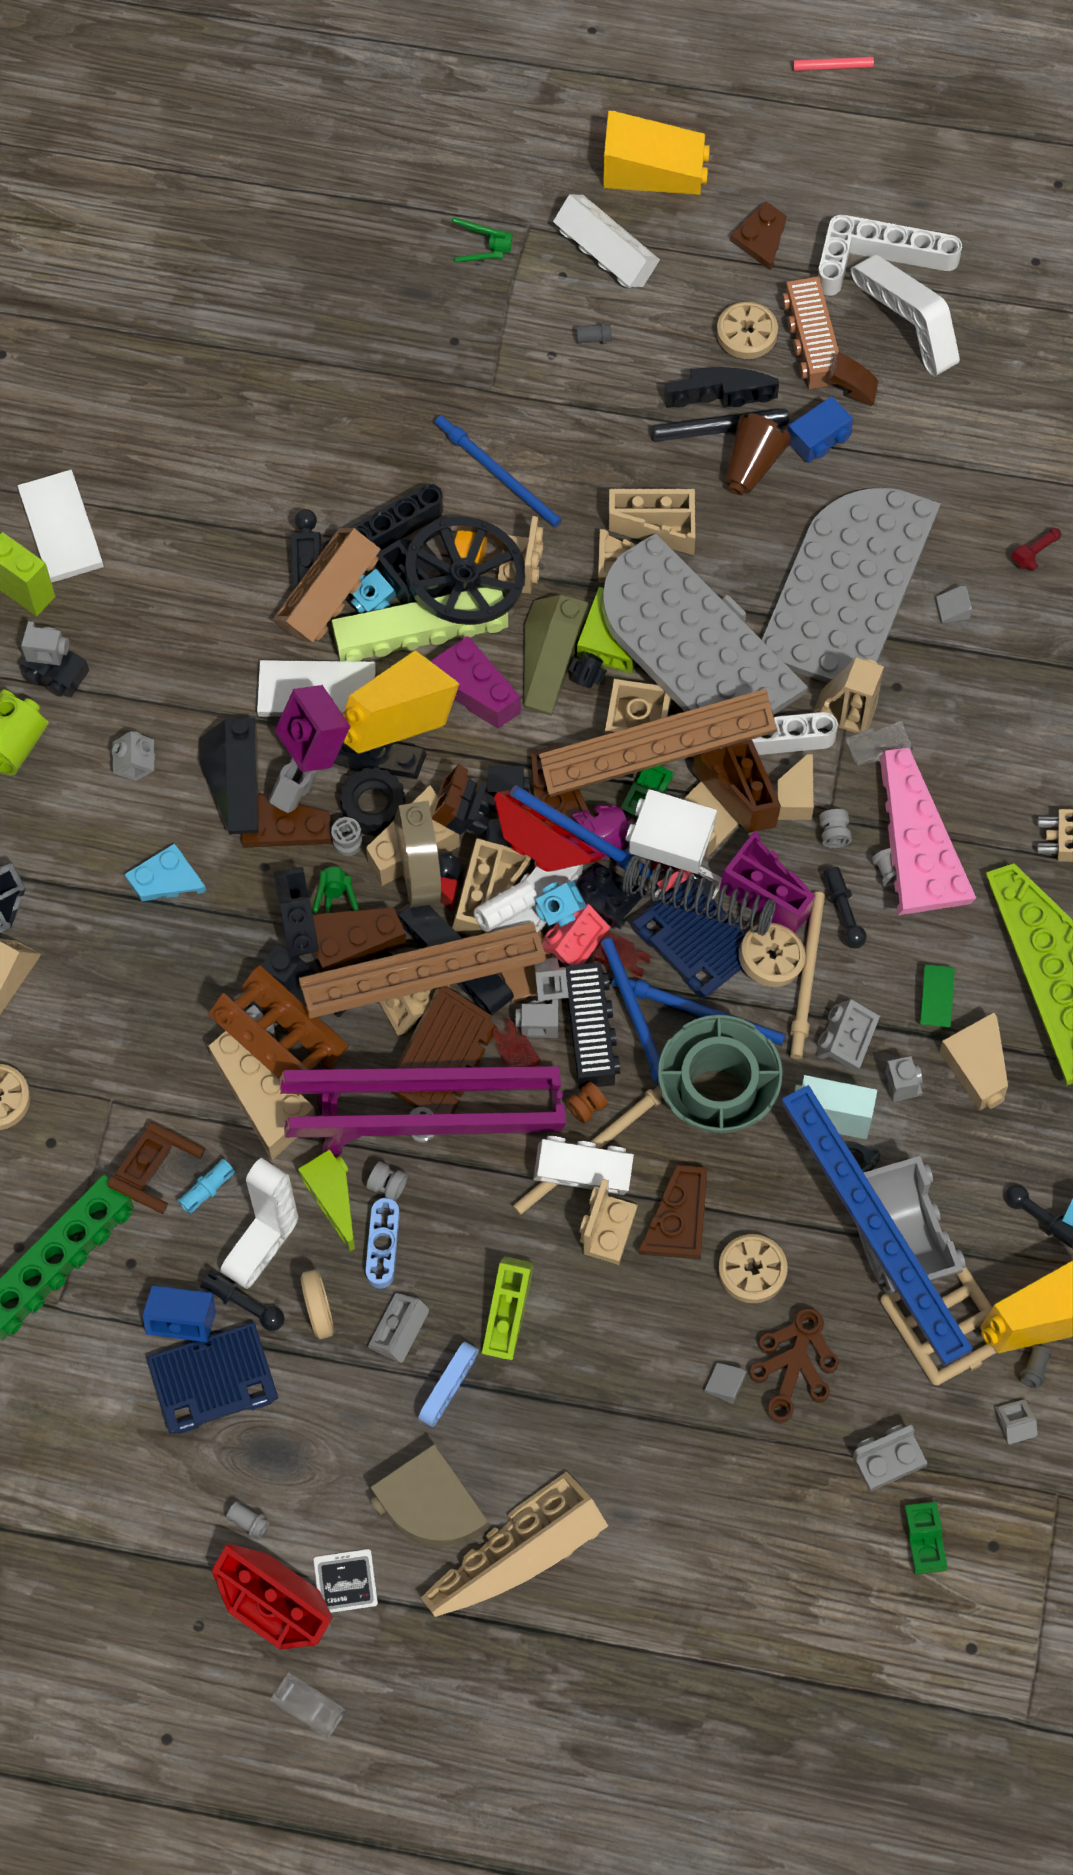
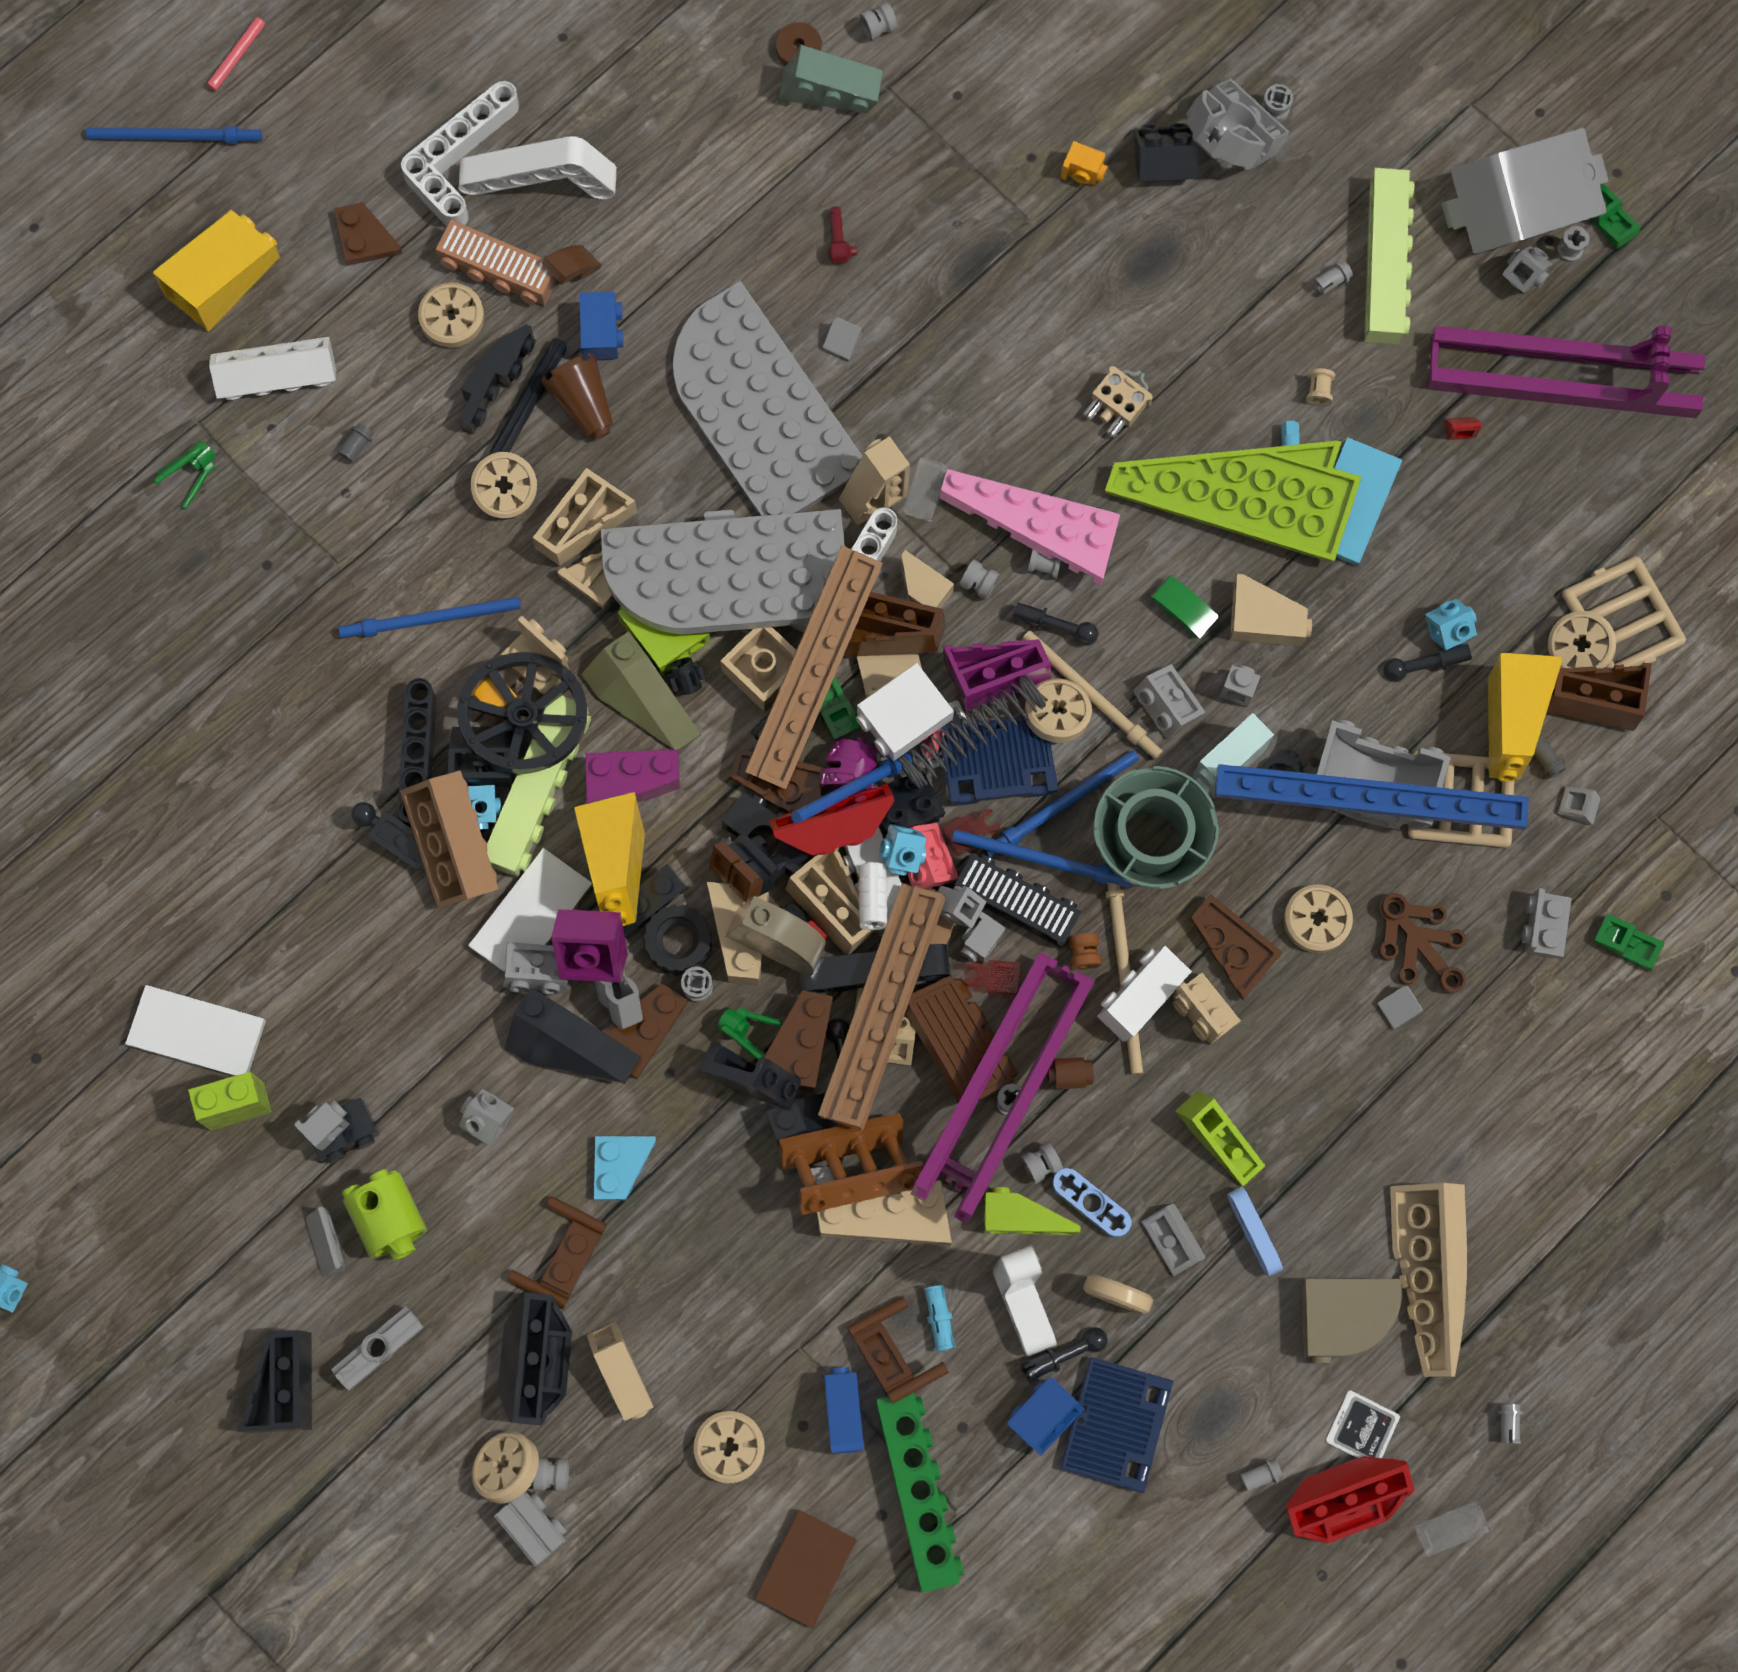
camera: 60 degrees left, 10 degrees up
(68, 887) = (569, 1258): none -> reddish brown plate
(77, 1159) = (843, 1411): none -> blue slope
(267, 707) = (532, 967): none -> light grey bracket
(431, 1698) = (1510, 1421): none -> light grey pin
(477, 1156) = (1070, 1073): none -> reddish brown brick
(623, 444) = (489, 497): none -> tan wheel
(766, 99) = (230, 134): none -> blue bar

